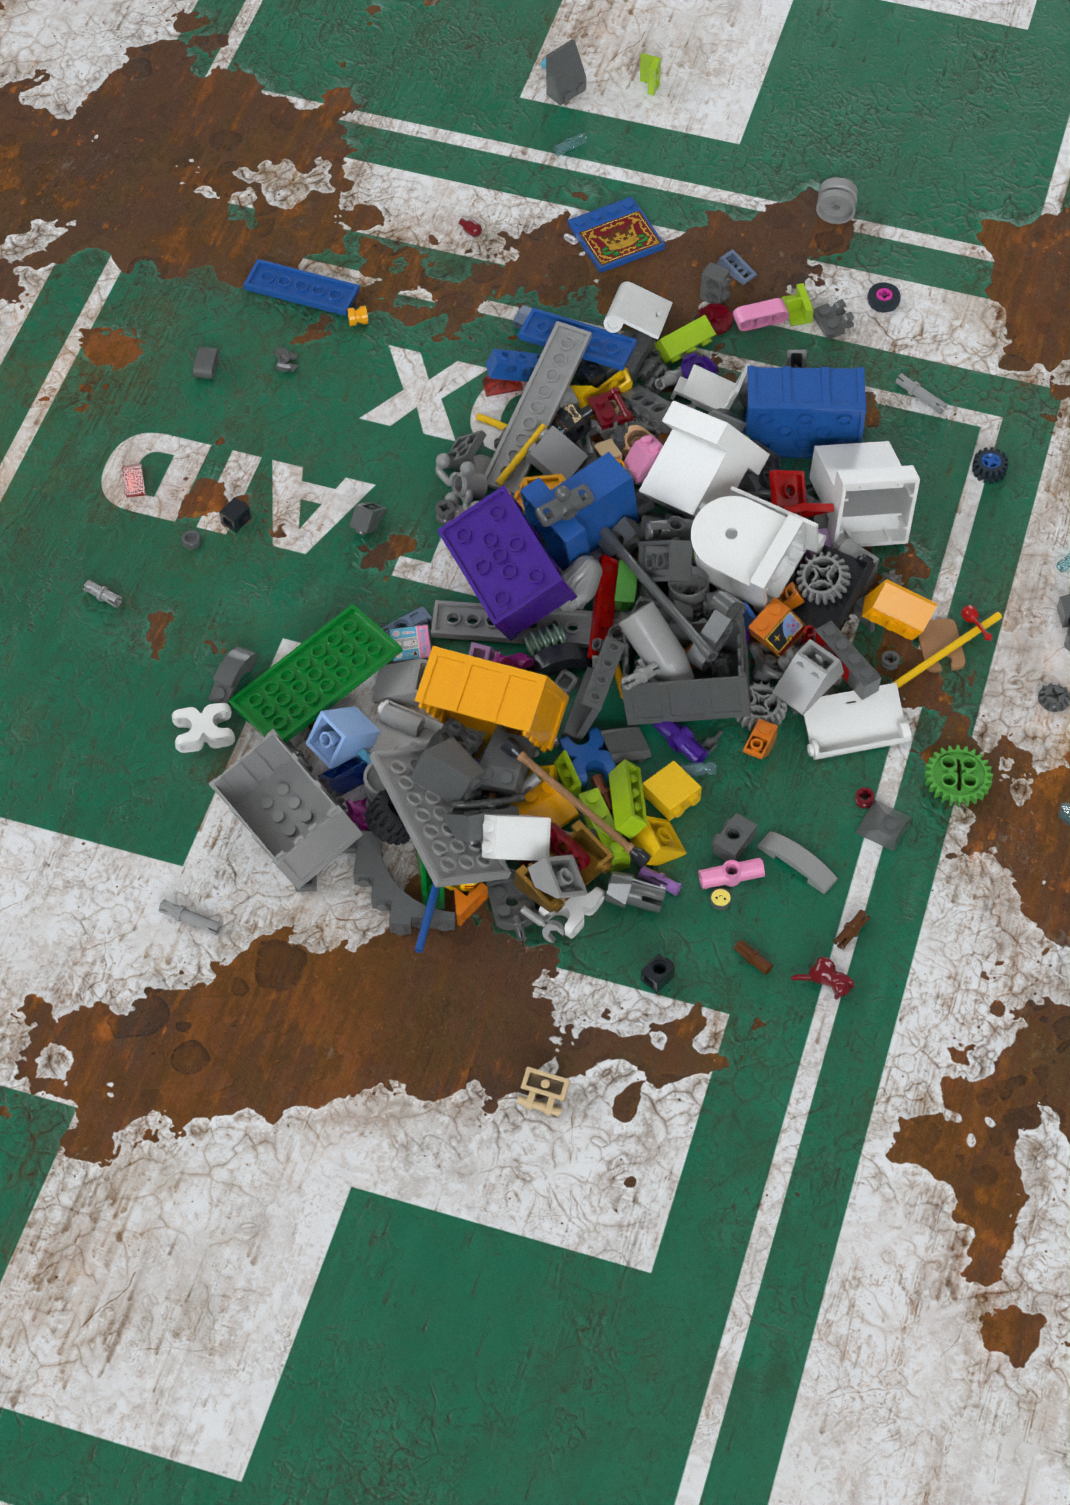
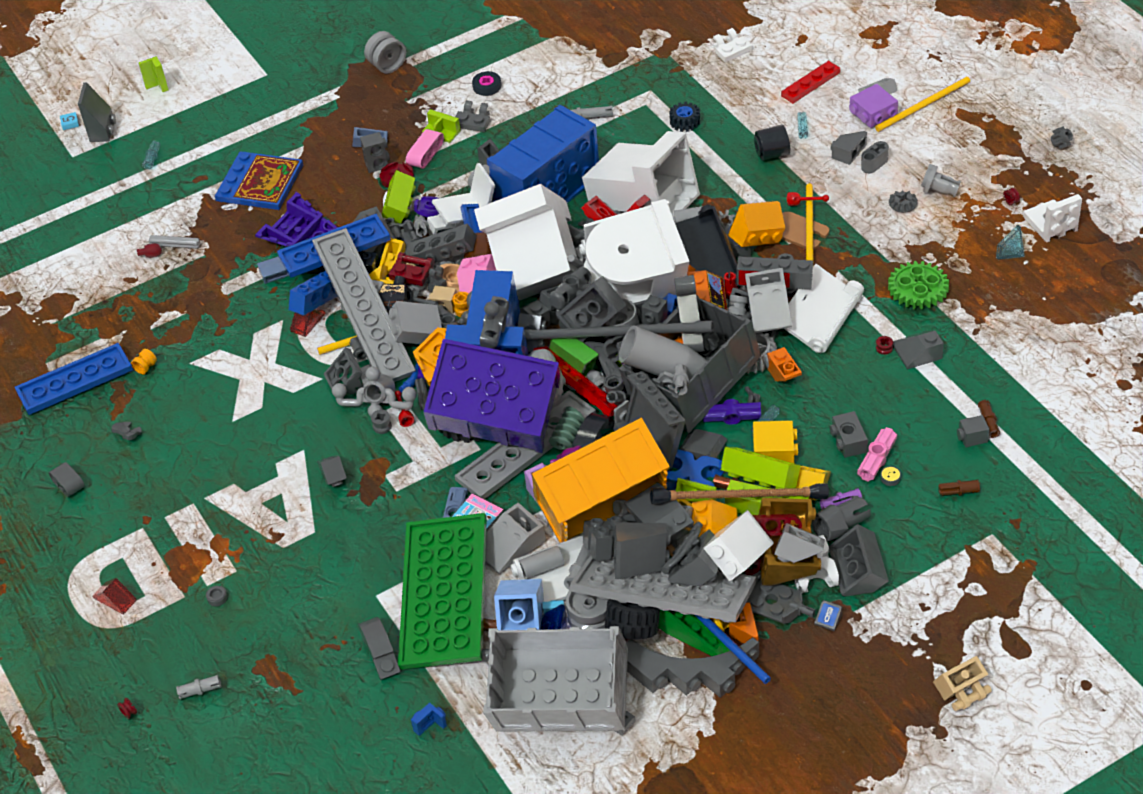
camera: 45 degrees left, 10 degrees down
(46, 565) = (126, 708): none -> dark red bush
(198, 754) = (426, 717): none -> blue bracket
(203, 727) = (404, 698): white piece -> none
(235, 514) = (230, 550): black brick -> none
(496, 234) = (171, 241): none -> light grey axle
(519, 457) = (390, 342): yellow bar -> none
(531, 952) = (828, 615): none -> slope
(548, 927) = (818, 590): light grey piece -> none
(584, 300) = (297, 224): none -> dark purple wedge
(604, 936) = (858, 562): none -> dark grey slope
(638, 310) = (345, 203): white door -> none
(654, 980) = (922, 550): black brick -> none
(708, 401) = (469, 216): none -> blue tile
(800, 859) = (899, 409): light grey slope -> none
(824, 926) = (973, 431): none -> dark grey brick
(824, 973) = (1014, 454): dark red animal -> none
(833, 566) = (708, 245): light grey gear -> none
(1018, 550) = (772, 142): none -> black piece

